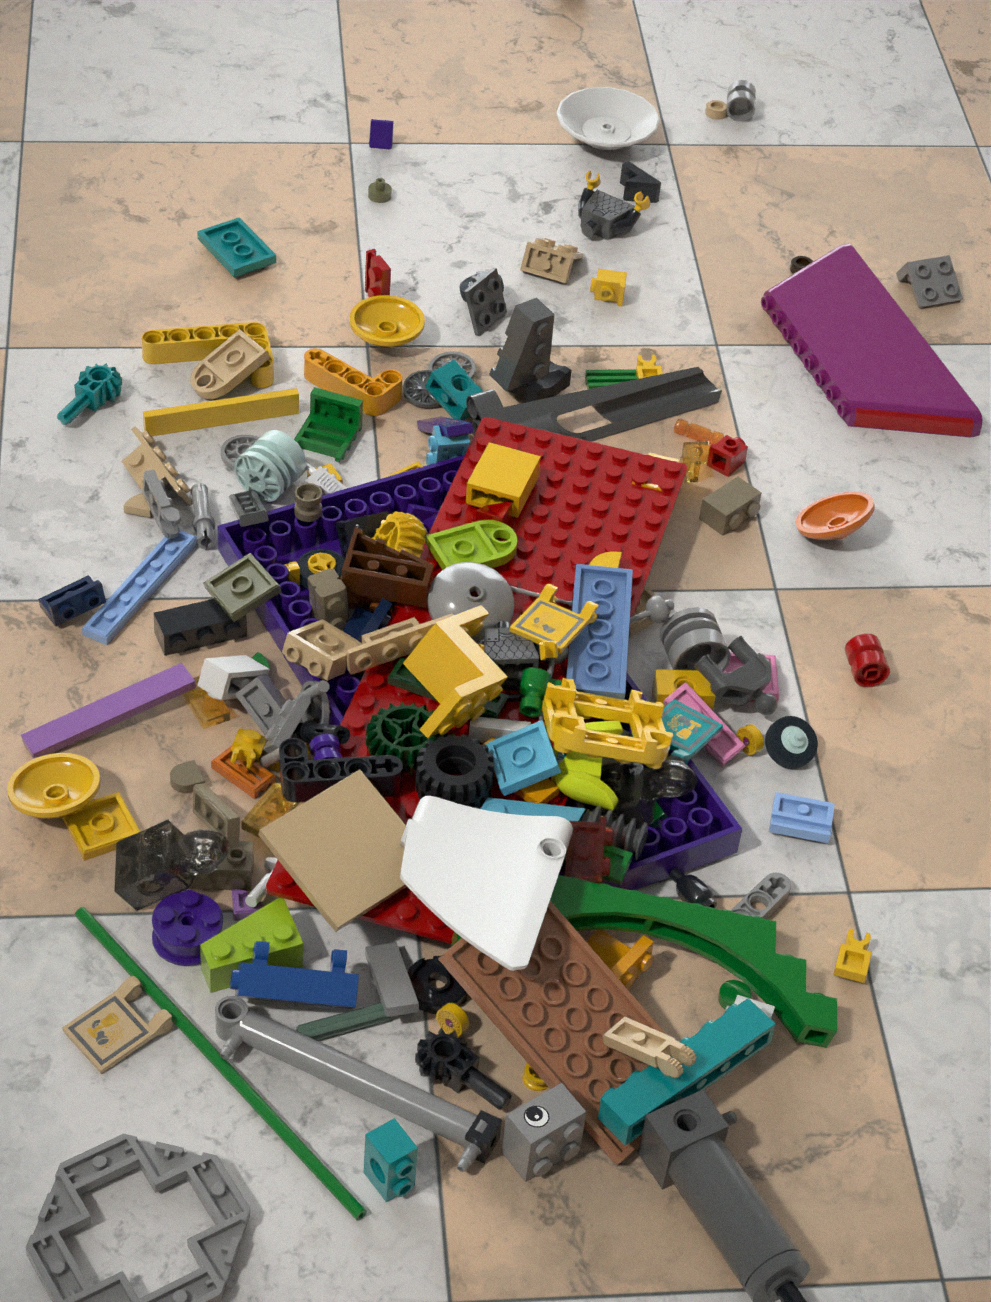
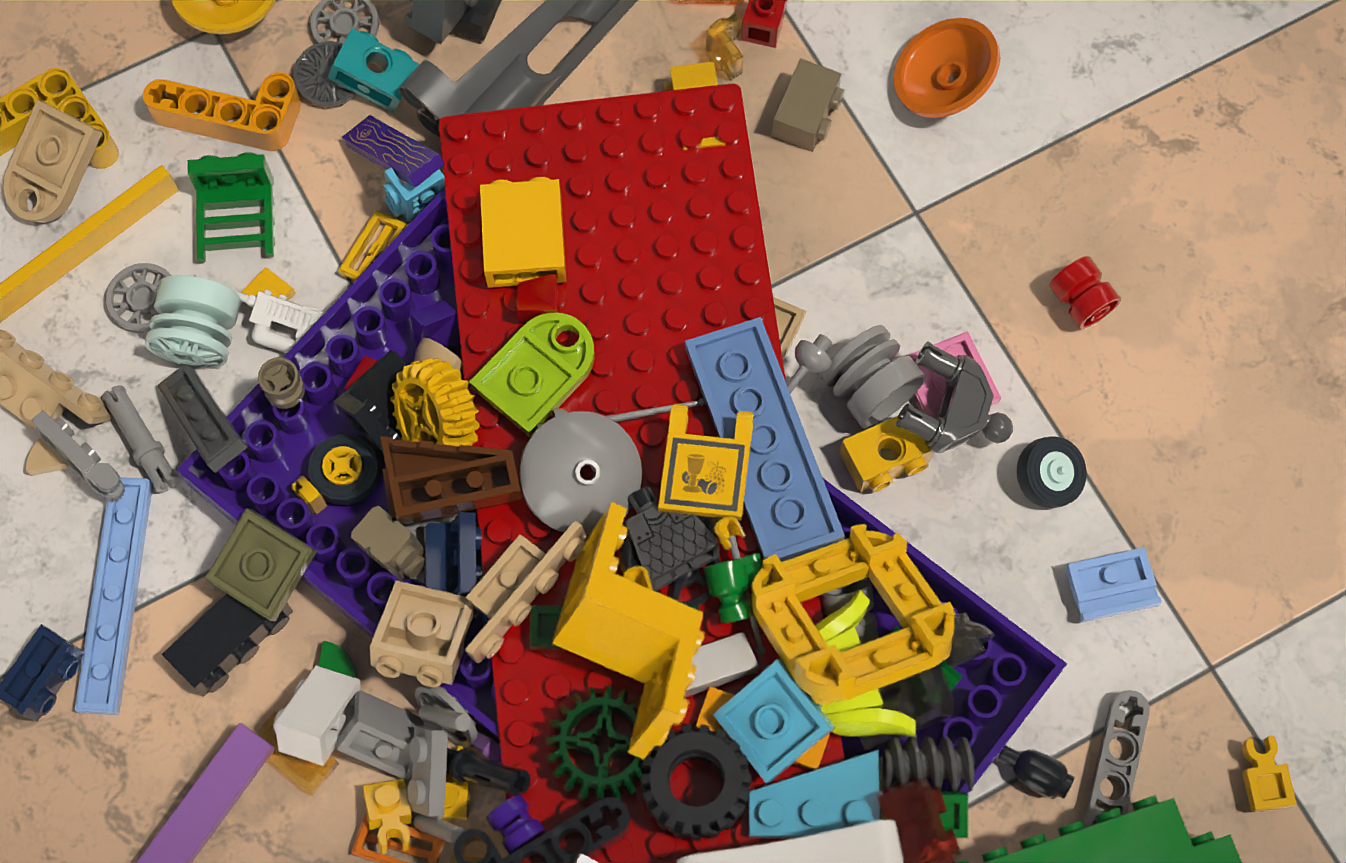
camera: 20 degrees left, 25 degrees up
(607, 559) = (718, 313): yellow tile -> none
(689, 729) = (934, 538): teal flag -> none
(725, 743) = (937, 497): bright pink tile -> none
(751, 738) = (999, 489): yellow tile -> none

